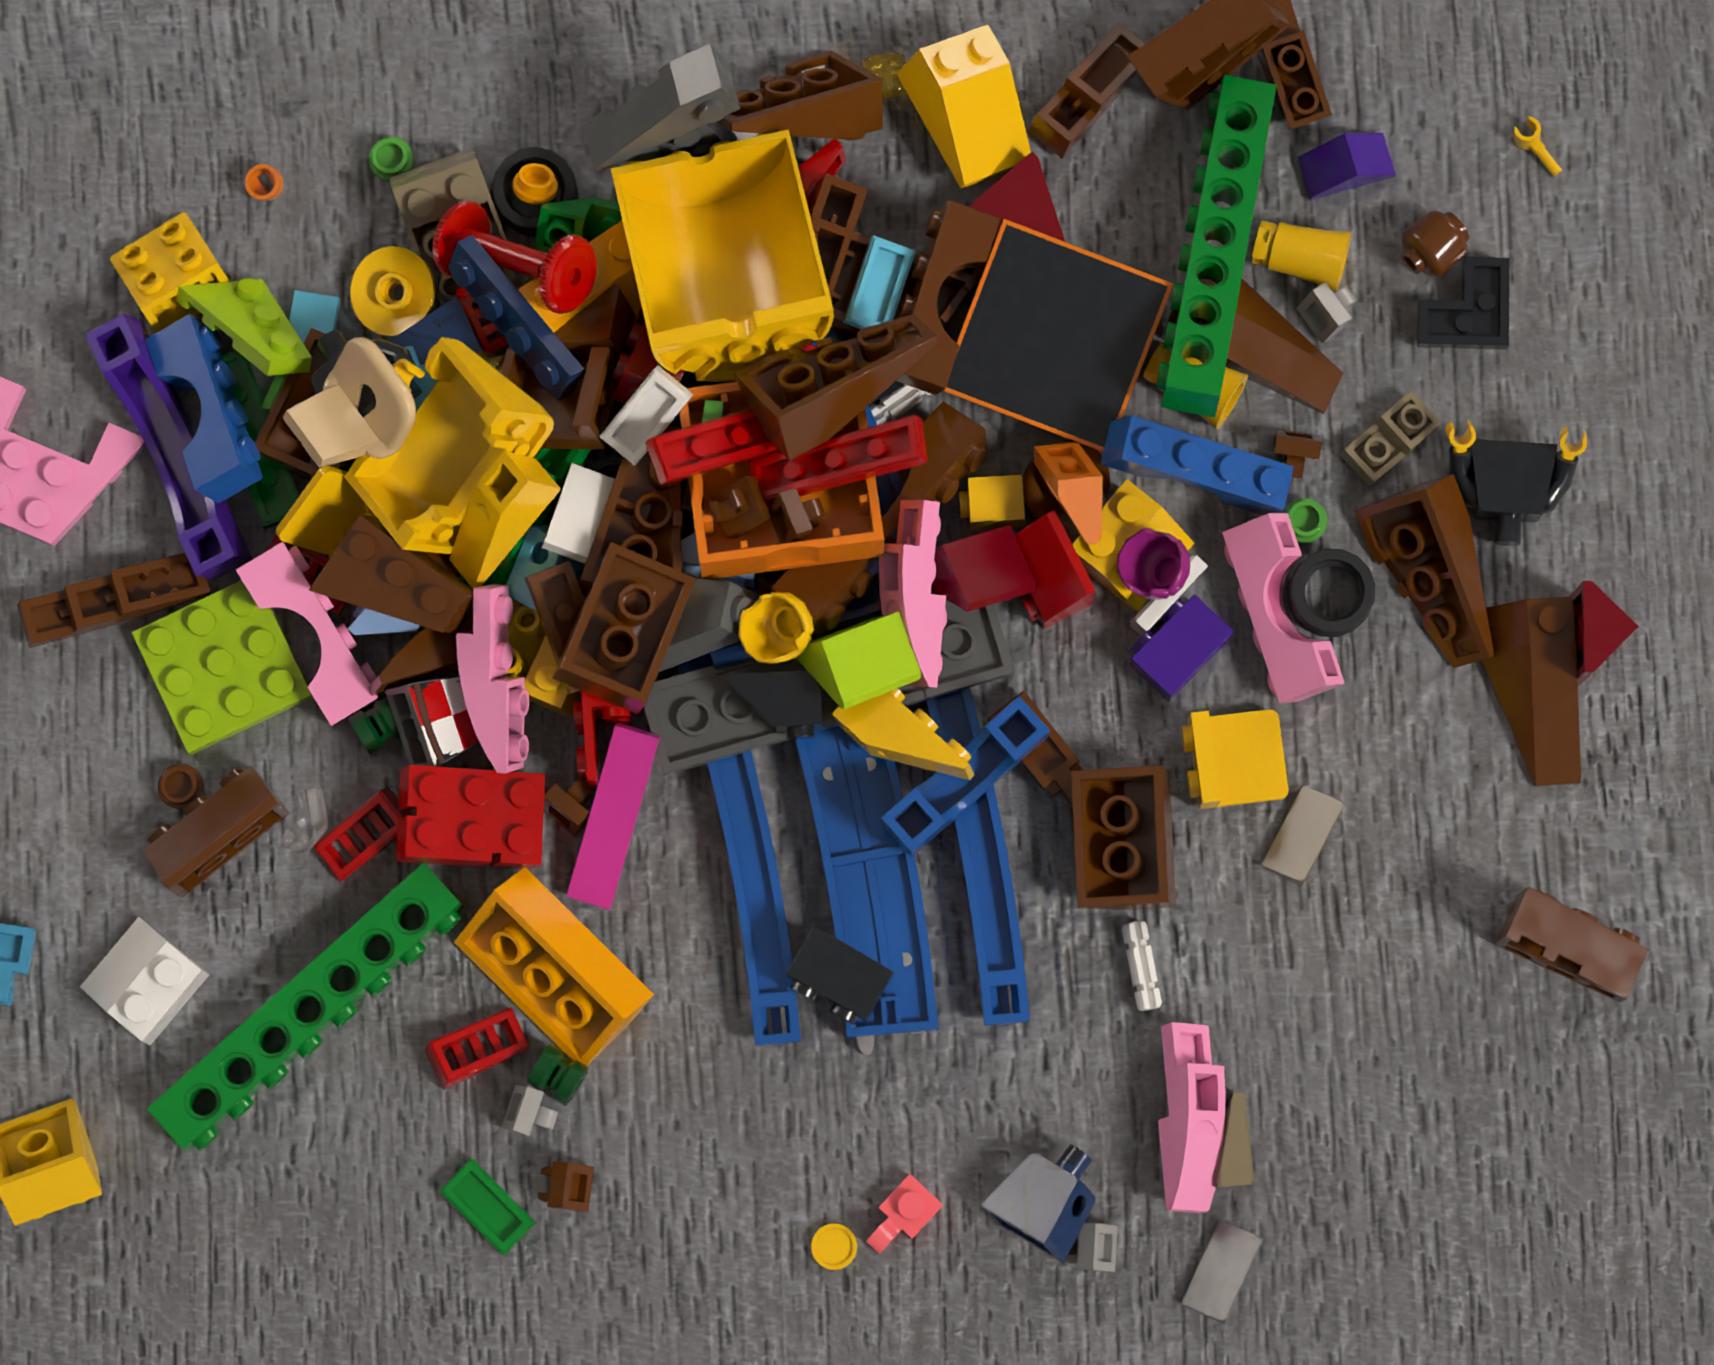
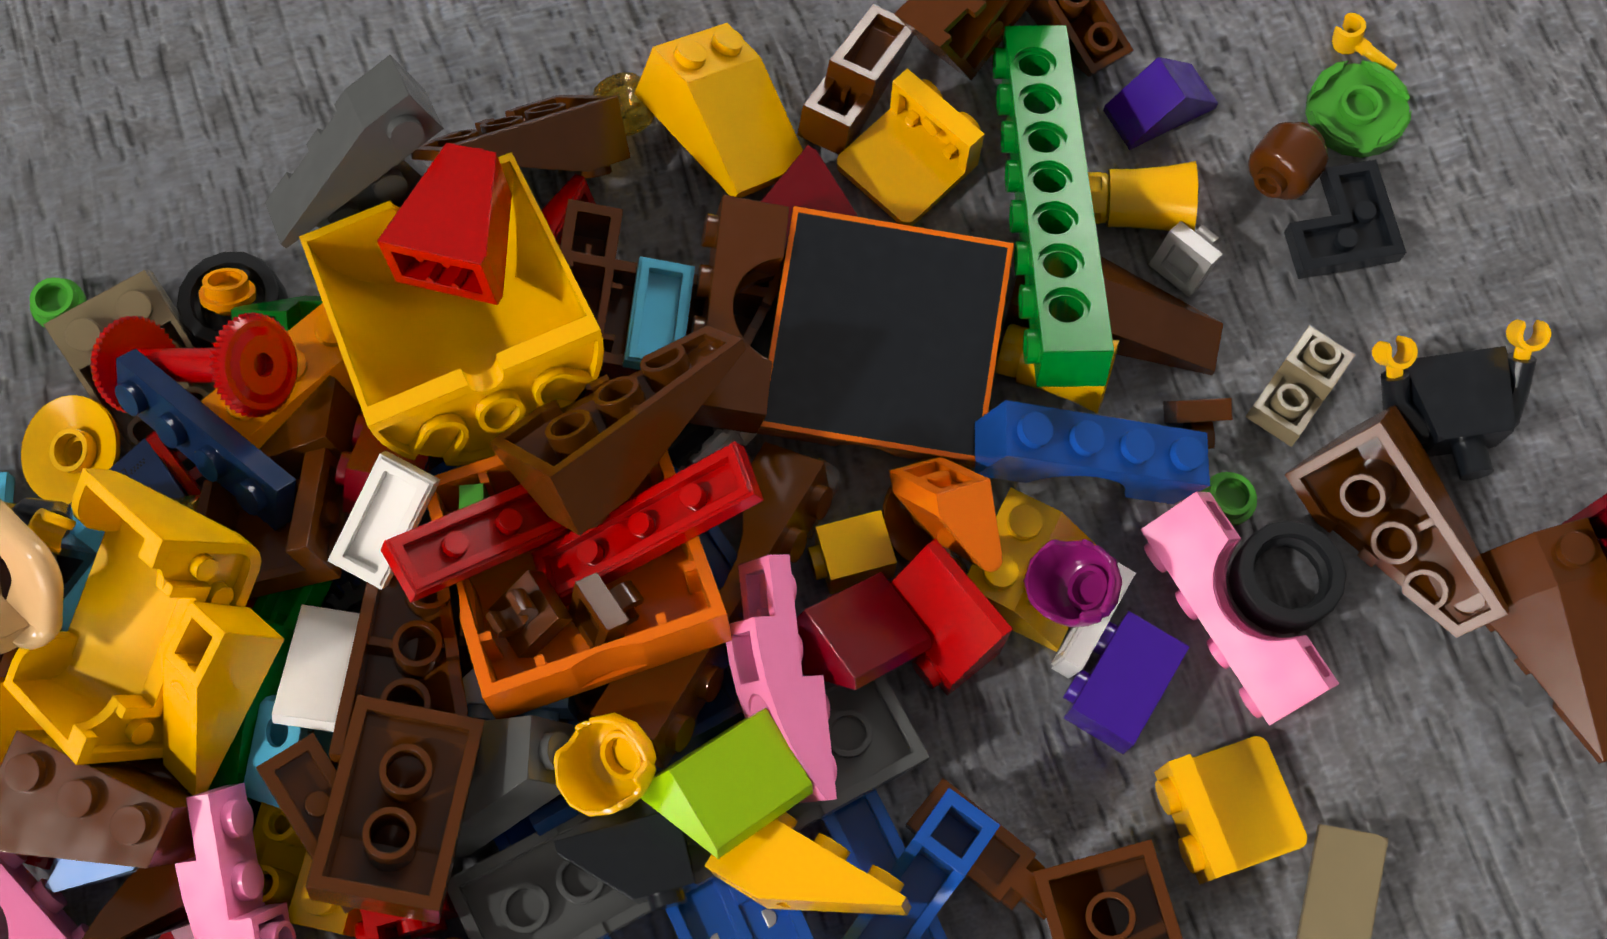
camera: 15 degrees left, 10 degrees down
(737, 196) = (453, 227): none -> red slope
(1119, 171) = (913, 151): none -> yellow bracket
(1515, 203) = (1358, 108): none -> bright green tile

